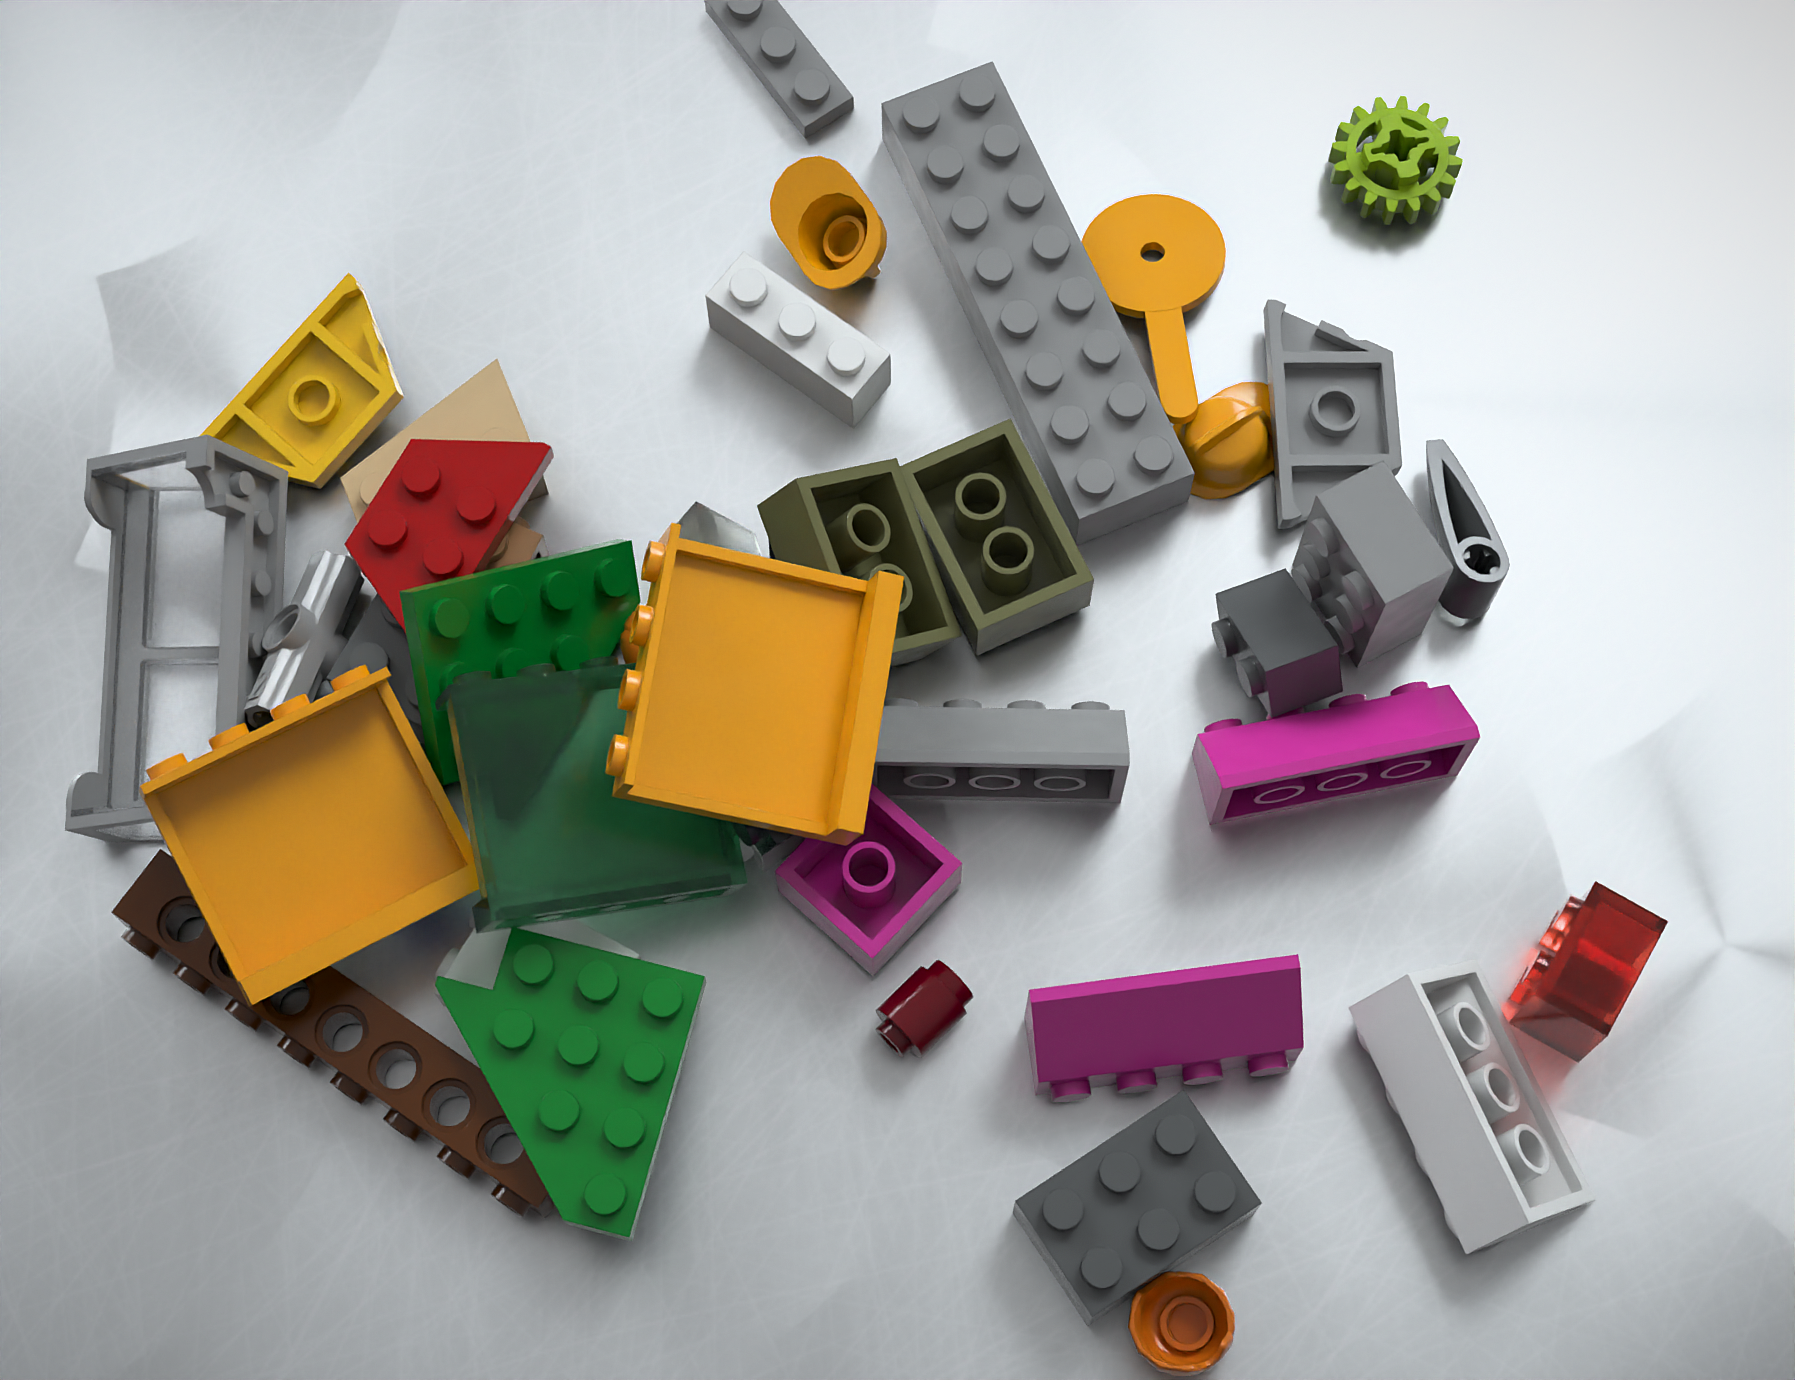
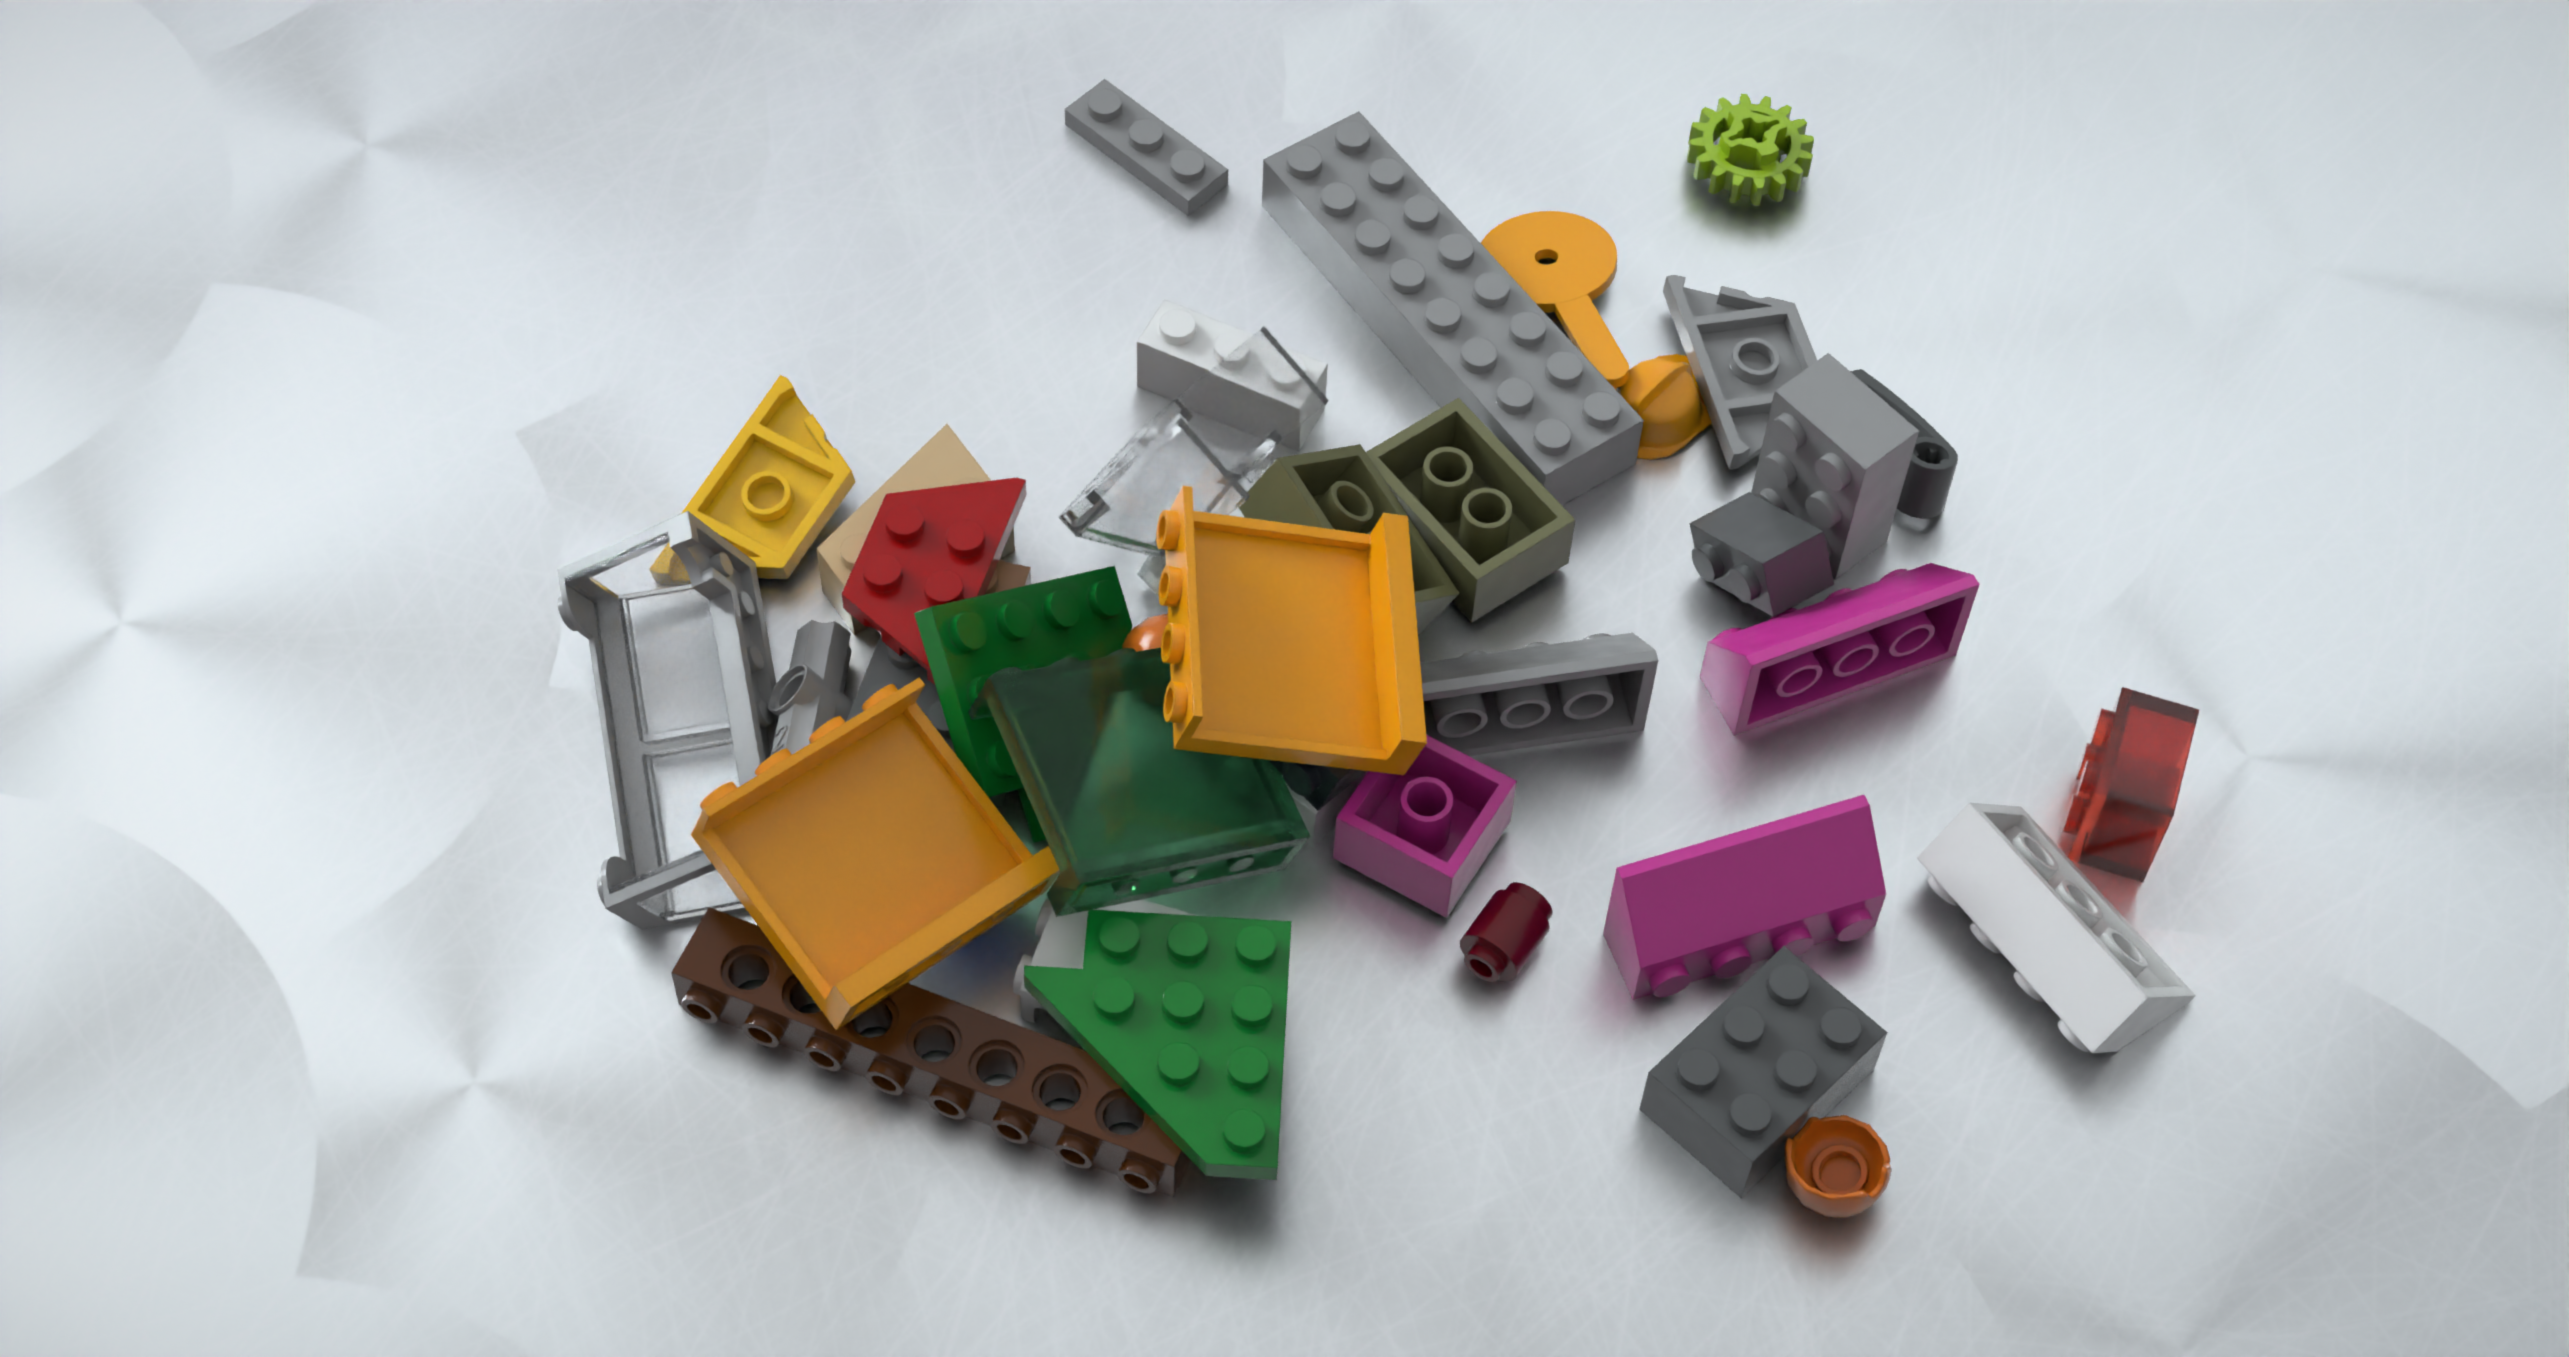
camera: 15 degrees left, 15 degrees down
(724, 437) = (1199, 440): none -> clear windscreen
(827, 223) = (1235, 269): light orange piece -> none

